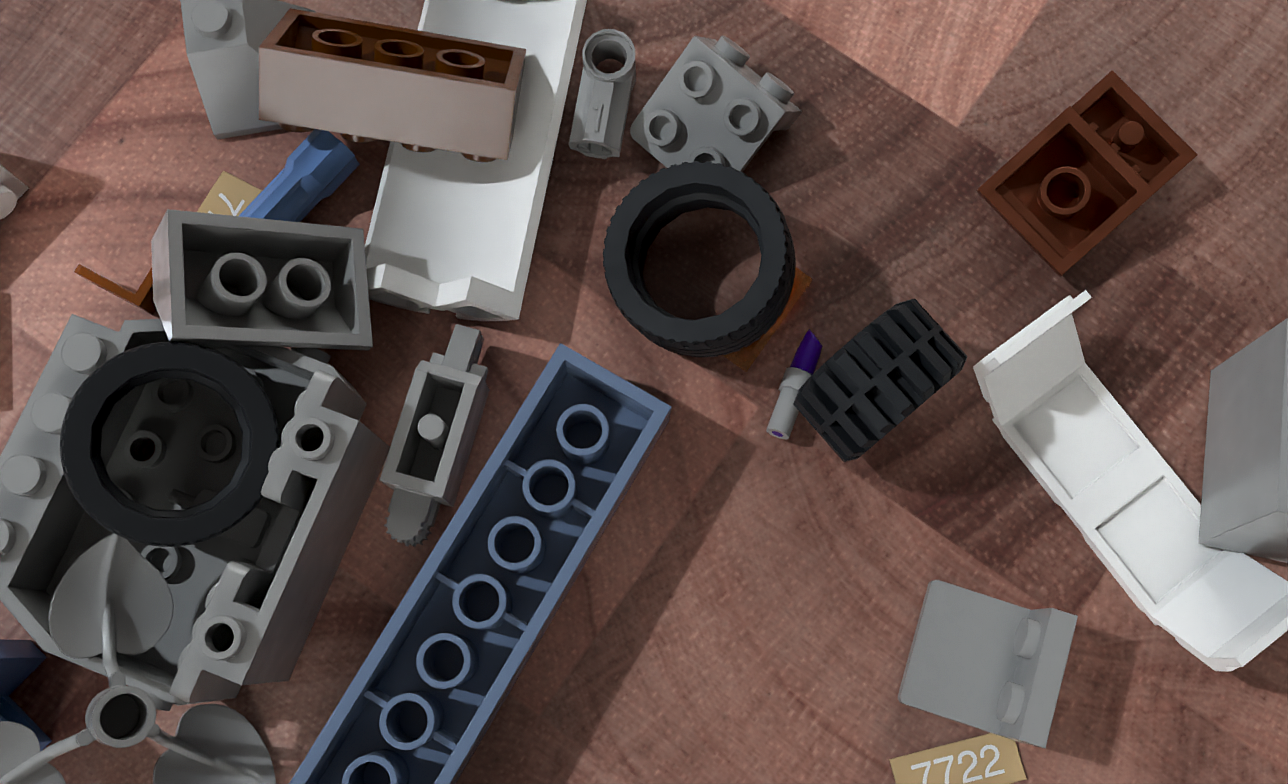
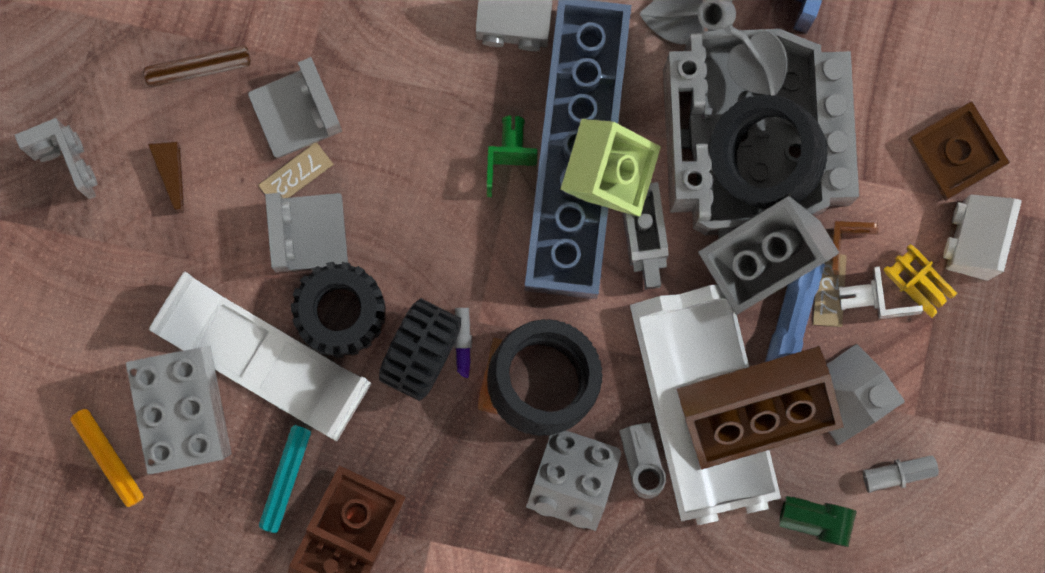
camera: 155 degrees right, 5 degrees up
(67, 173) = (919, 283): none -> yellow arm
(143, 181) = (873, 295): none -> white bracket
(444, 534) = (610, 166): none -> yellowish green slope
(590, 654) = (511, 149): none -> green bracket
(1029, 500) = (320, 283): none -> black tyre
(1146, 296) = (284, 479): none -> teal axle

